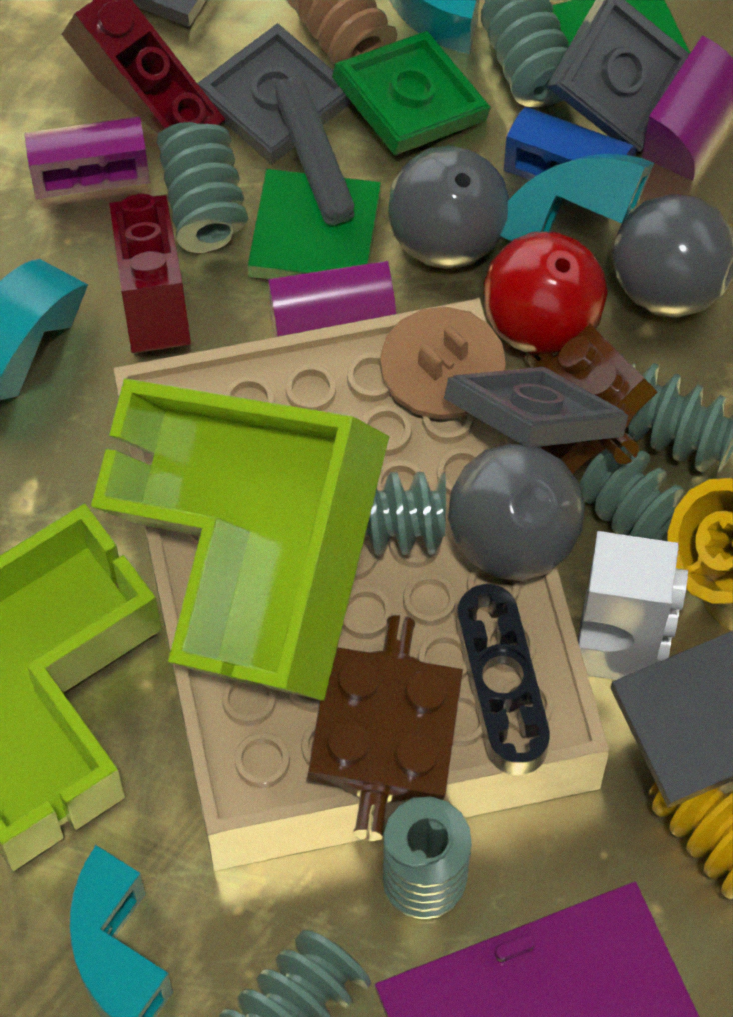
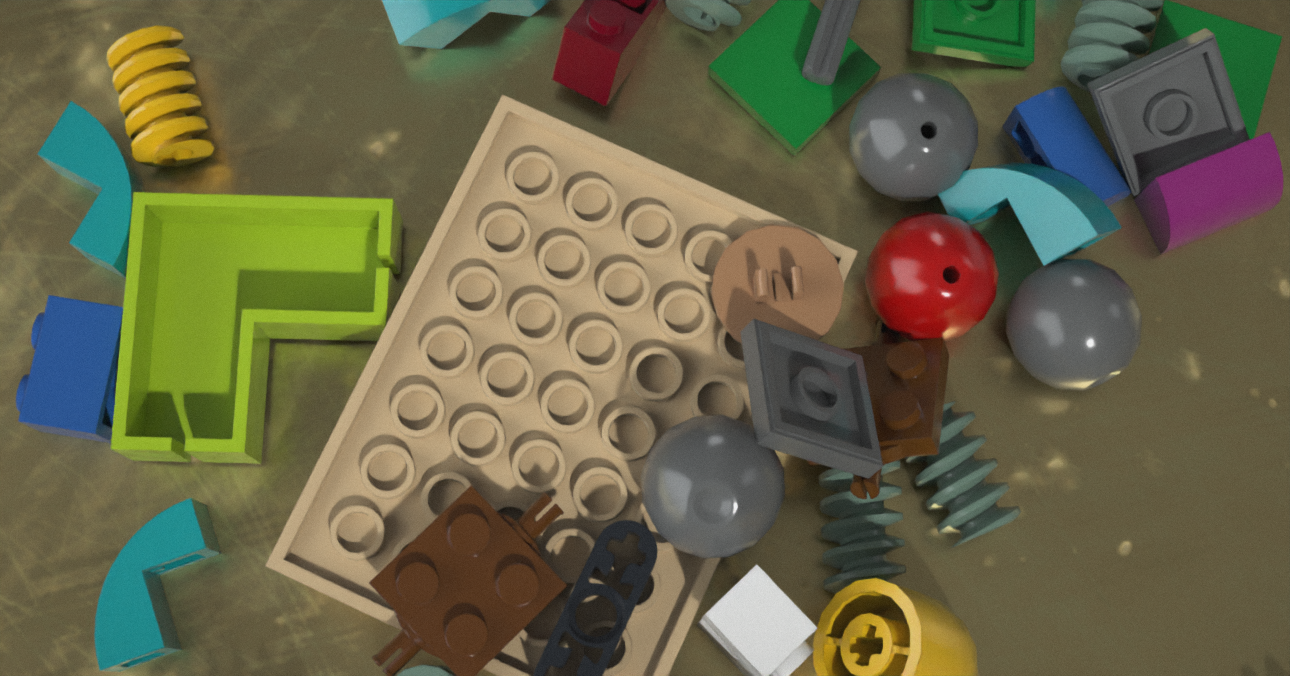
camera: 35 degrees right, 15 degrees up
(277, 518) = (498, 345): lime piece -> none
(330, 298) = (742, 160): magenta brick -> none
(408, 514) = (601, 397): sand green piece -> none

